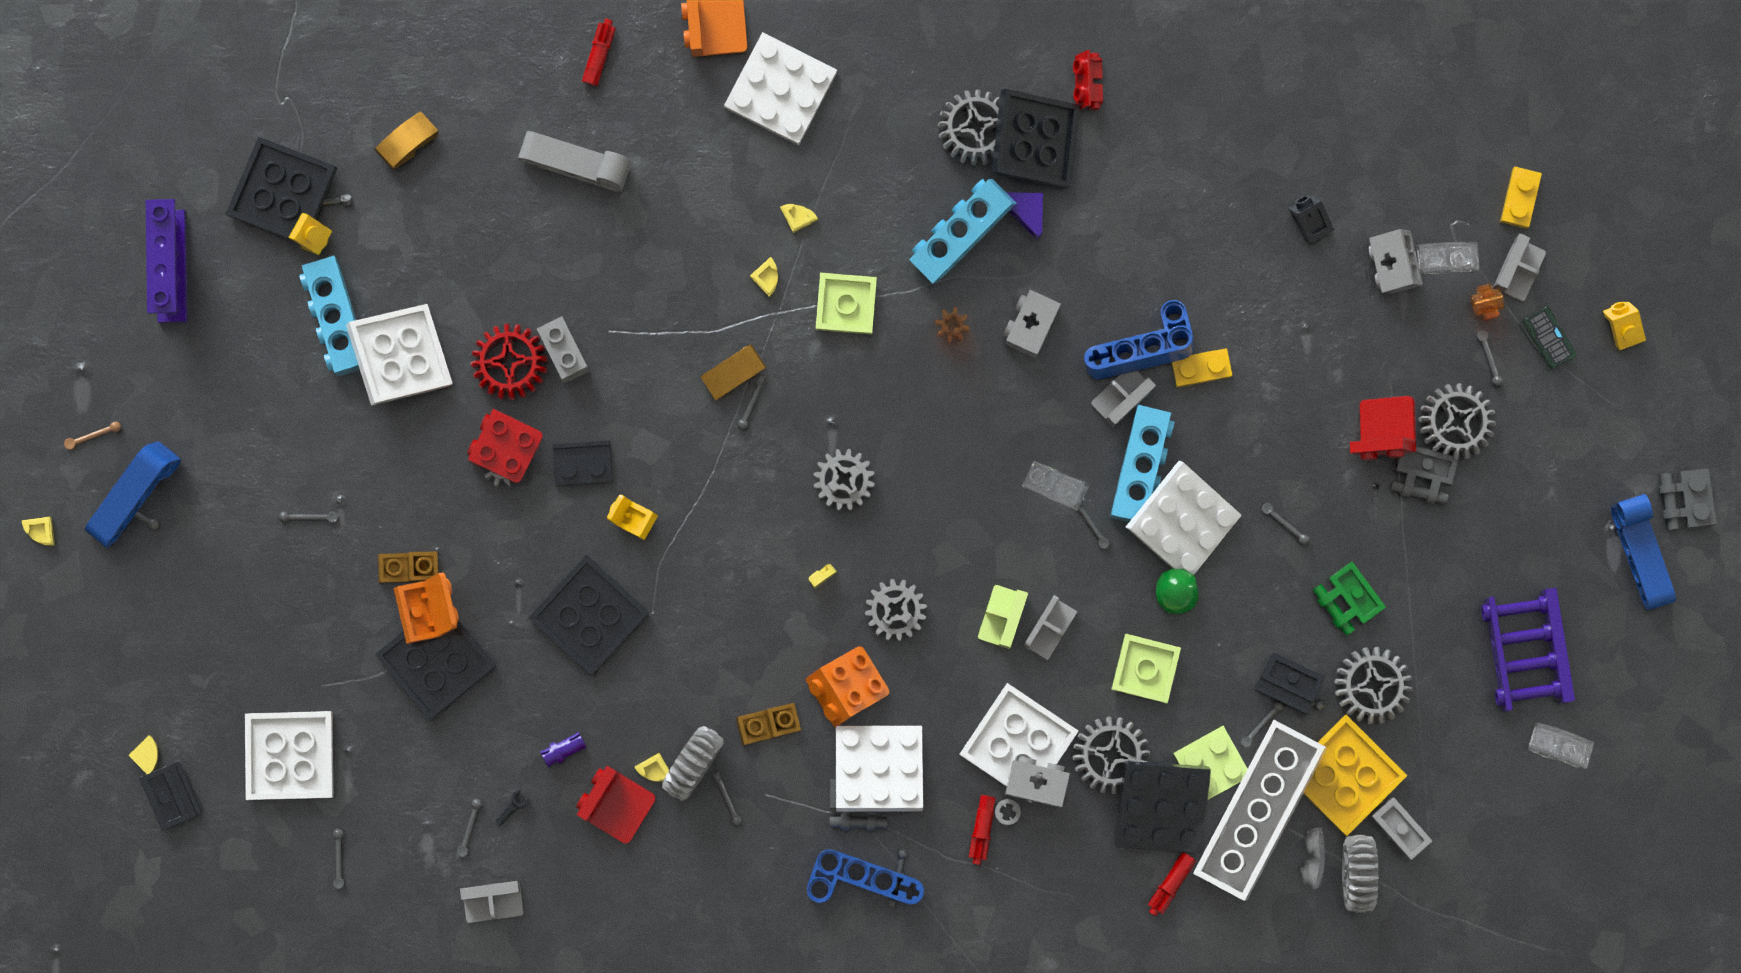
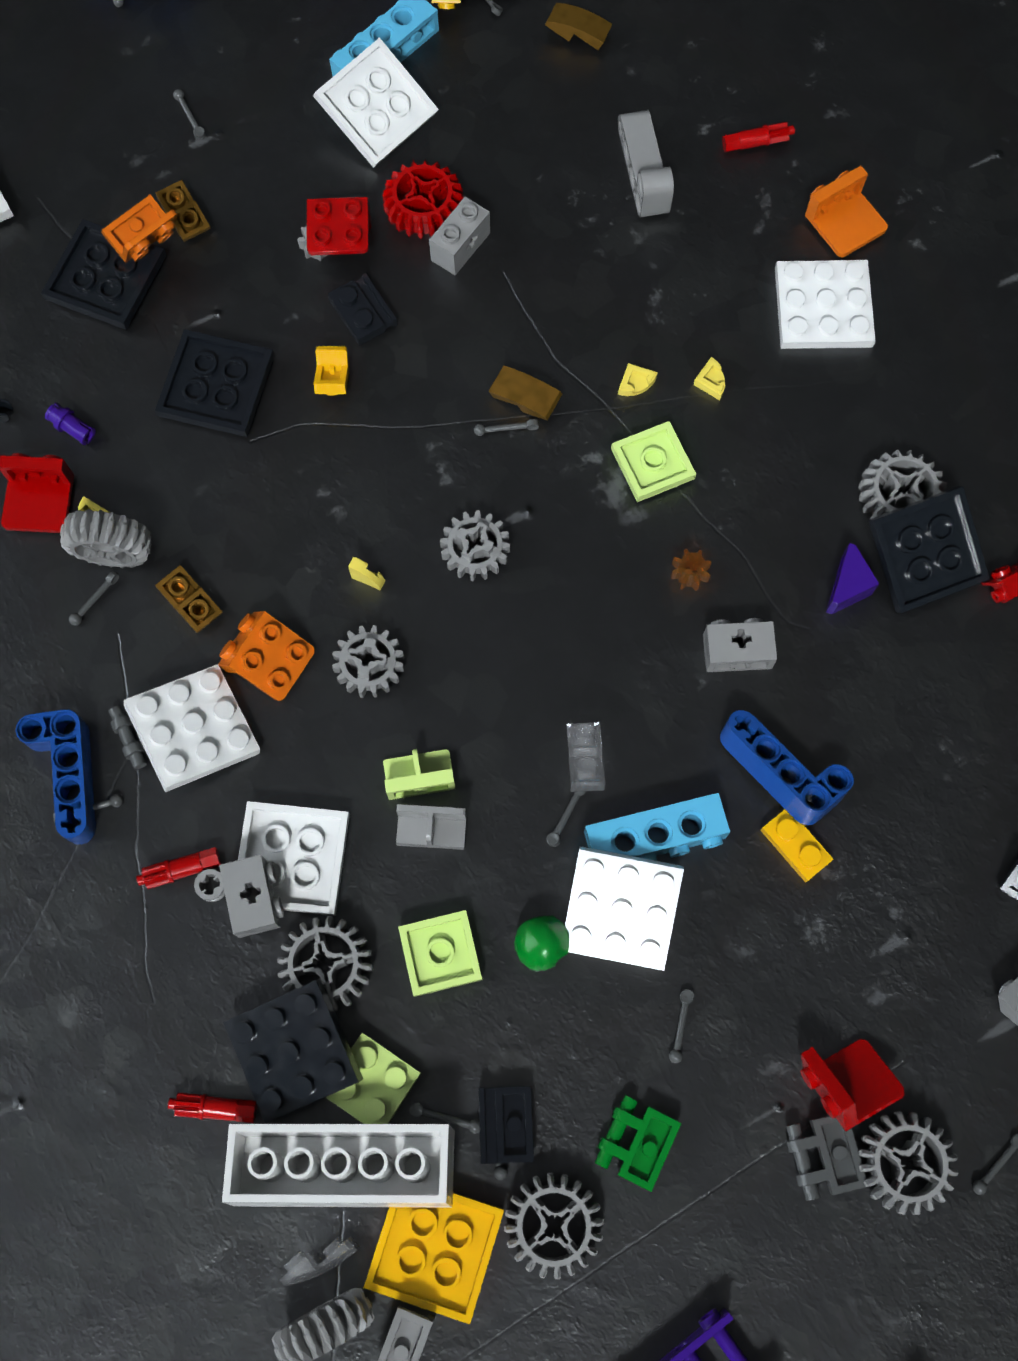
camera: 65 degrees right, 10 degrees down
(997, 204) = (804, 538): medium azure brick -> none
(1122, 396) = (713, 774): light grey panel -> none

